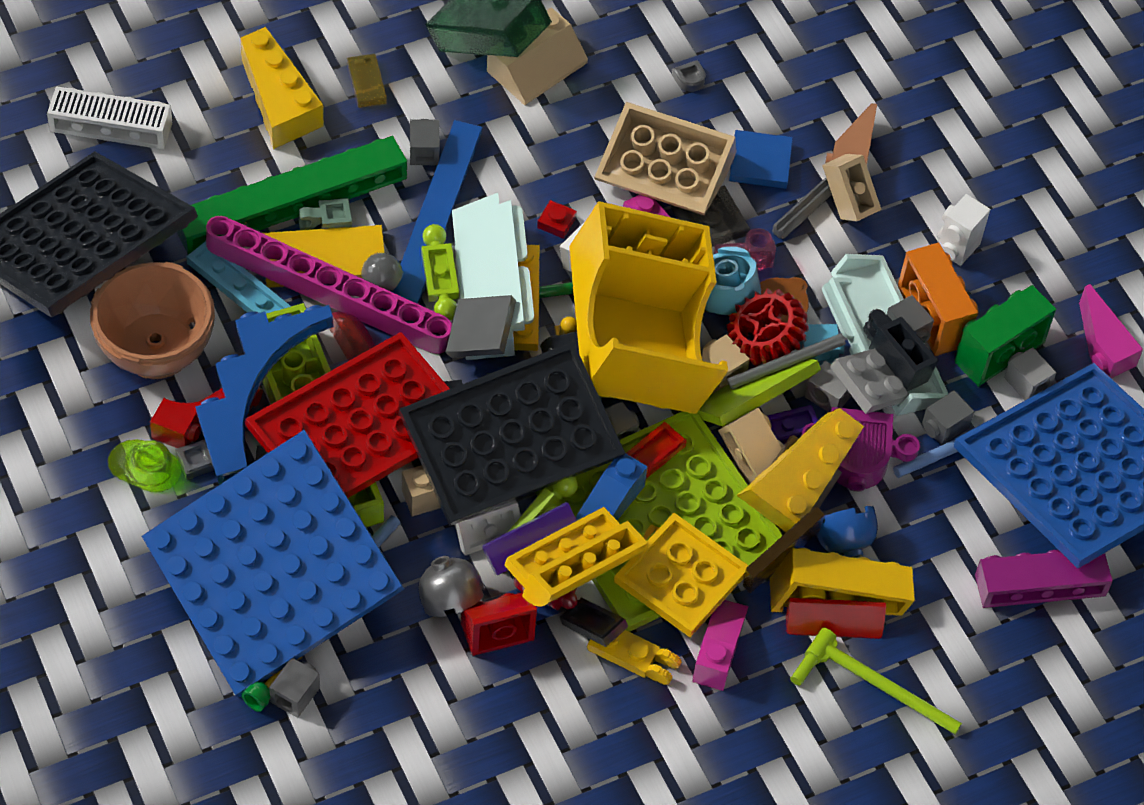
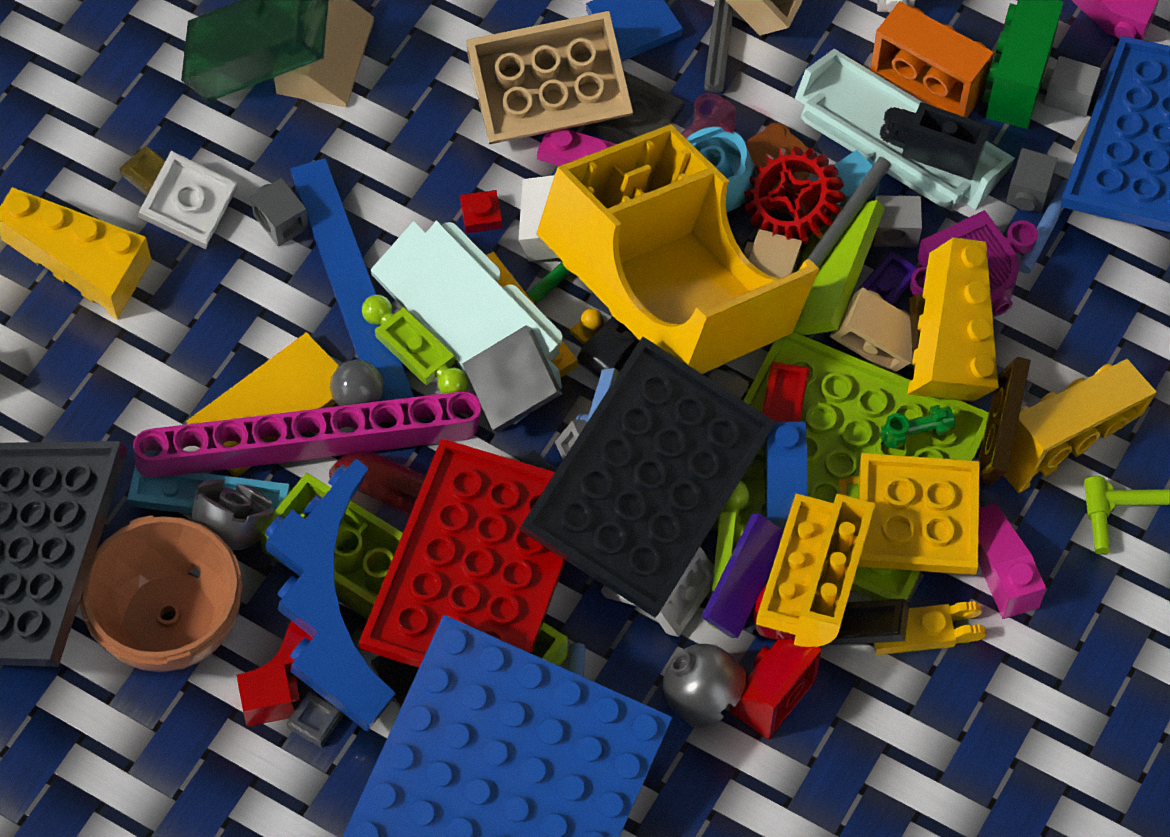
camera: 30 degrees left, 5 degrees up
(145, 465) = (264, 762): clear neon green piece -> none
(235, 297) = (232, 514): none -> flat silver cylinder
(281, 196) = (193, 343): green brick -> none
(329, 214) = (241, 354): sand green plate -> none
(373, 101) = (188, 200): none -> white tile
(418, 491) = (581, 598): tan brick -> none
(712, 515) = (899, 427): none -> green bar
(842, 617) = (1089, 458): red slope -> none
(848, 532) = (1047, 356): blue cylinder -> none
(869, 380) = (936, 189): light grey plate -> none
(914, 315) = (920, 89): dark grey brick -> none

